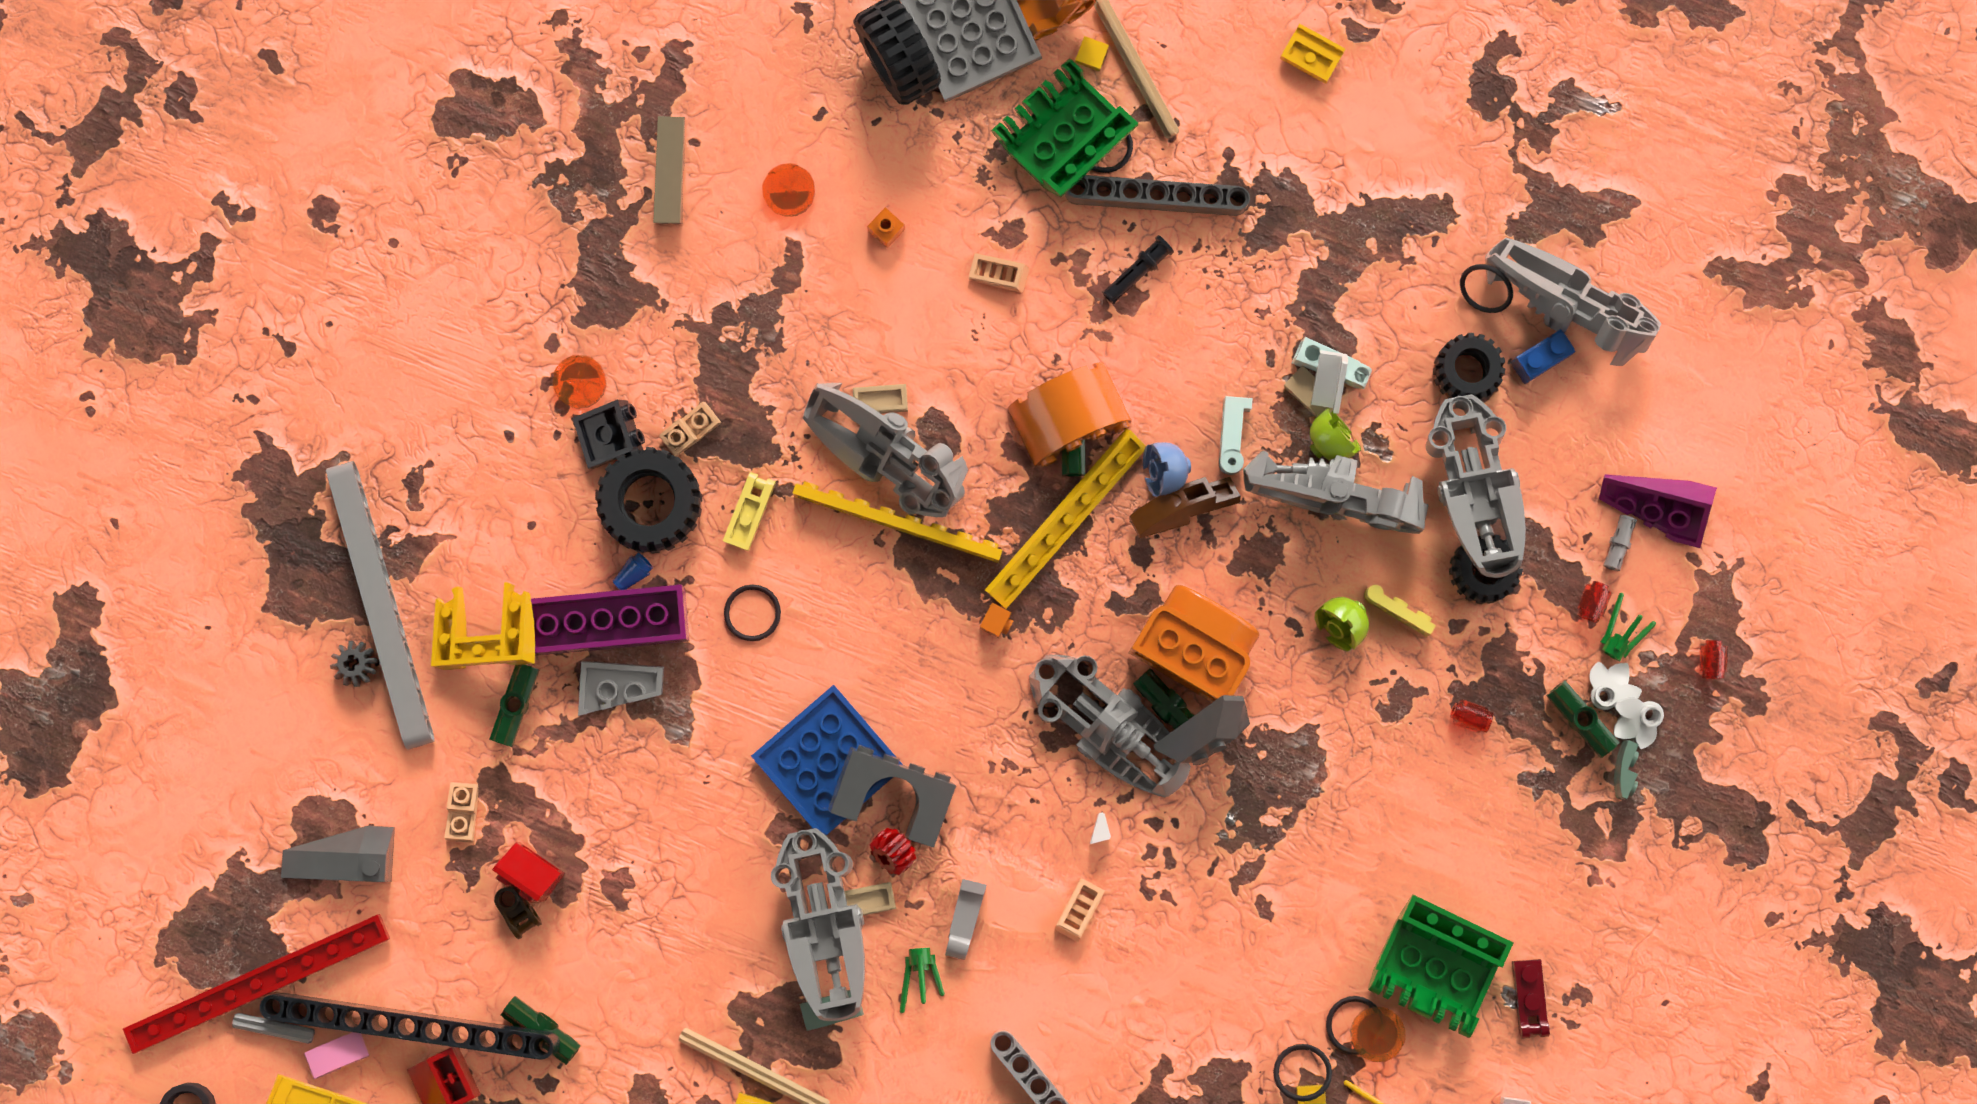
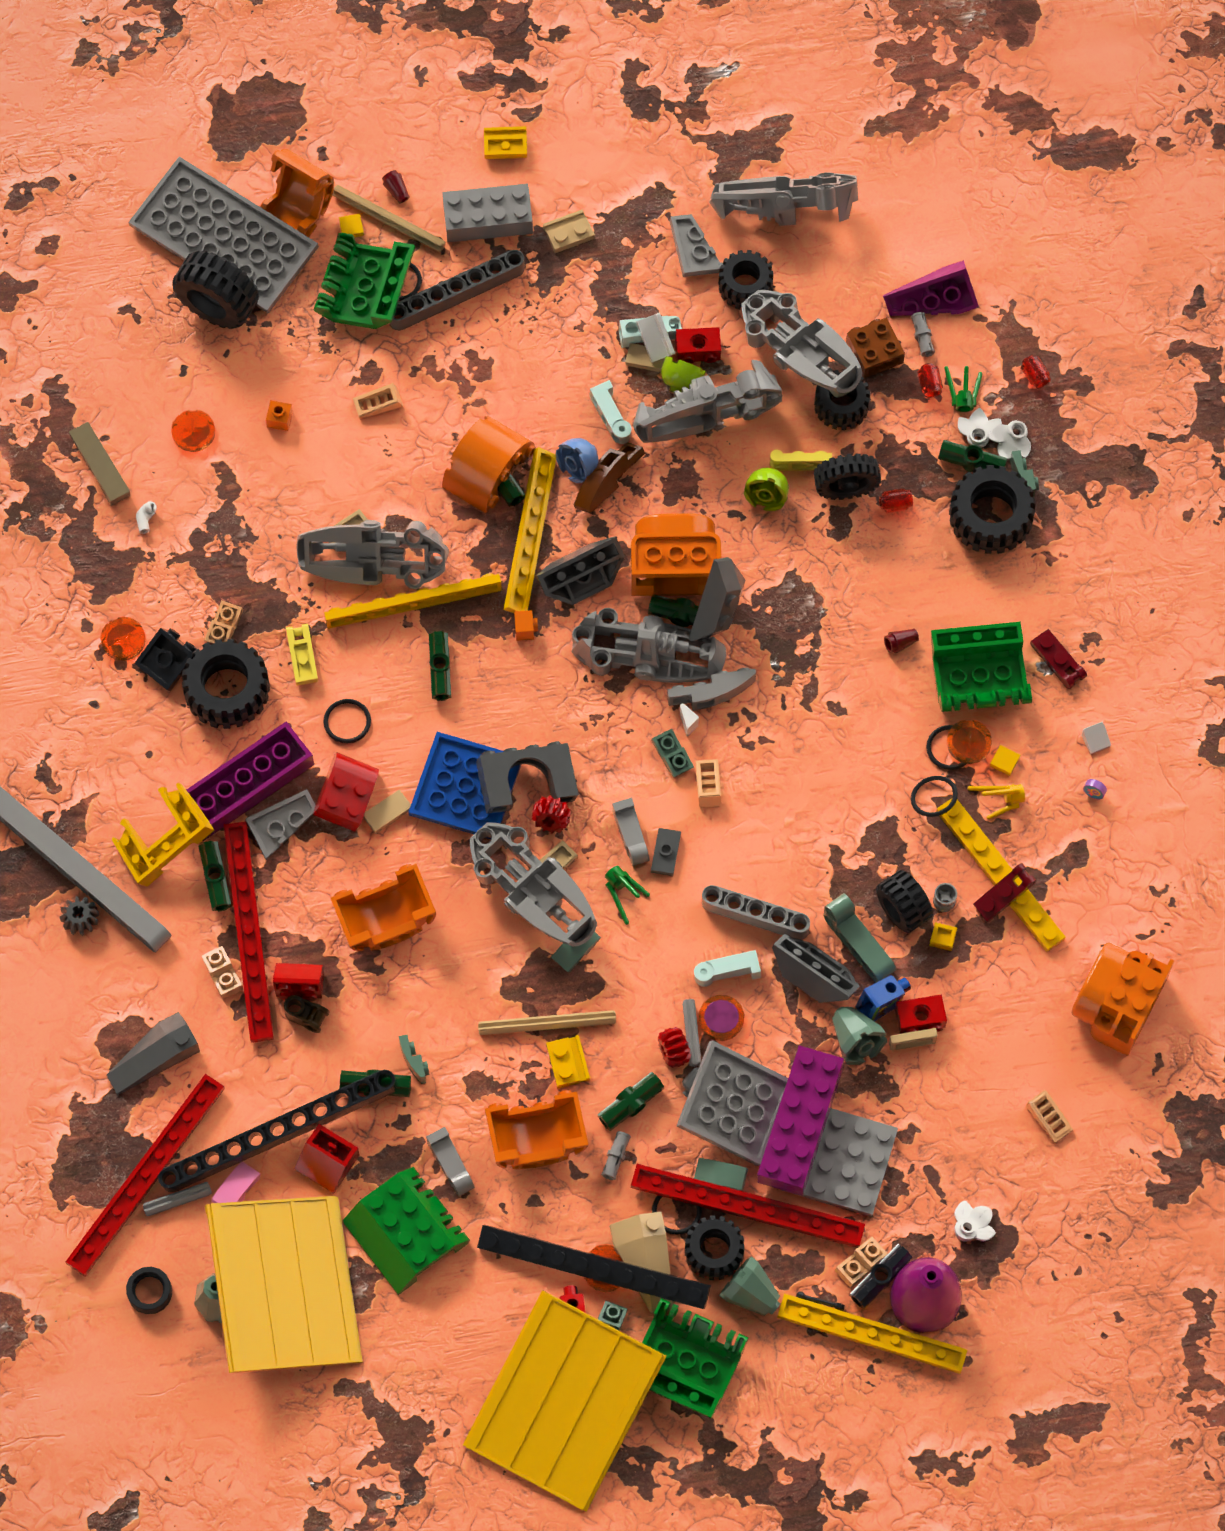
camera: 30 degrees left, 15 degrees down
(512, 785) = (248, 932): none -> red plate
(593, 1037) = (415, 1064): none -> sand green slope
(633, 571) = (244, 737): blue cone -> none
(655, 853) = (387, 912): none -> orange cylinder
(681, 256) = (144, 515): none -> white arm
(702, 694) = (346, 792): none -> red brick
(732, 739) = (387, 811): none -> tan tile
(873, 628) = (439, 677): none -> dark green piece
(988, 959) = (666, 852): none -> dark grey plate
(1062, 855) = (672, 753): none -> sand green slope
(1090, 597) = (582, 571): none -> dark grey wedge
(1146, 261) = (477, 336): black pin -> none
(1157, 815) = (721, 688): none -> light grey slope
(1166, 35) = (395, 185): none -> dark red cone
(1243, 125) = (487, 212): none -> light grey brick
(1317, 196) = (568, 231): none -> tan plate
(1377, 876) = (899, 640): none -> dark red cone
(1388, 412) = (706, 337): none -> red brick
(1402, 1076) = (1005, 760): none -> yellow tile
(1433, 666) = (847, 476): none -> black wheel
(1436, 295) = (692, 248): none -> light grey wing
(1497, 272) = (719, 240): black tyre -> none
(1542, 356) = (791, 245): blue brick -> none
(1558, 529) = (875, 347): none -> dark orange brick
(1602, 790) = (997, 484): none -> black tyre

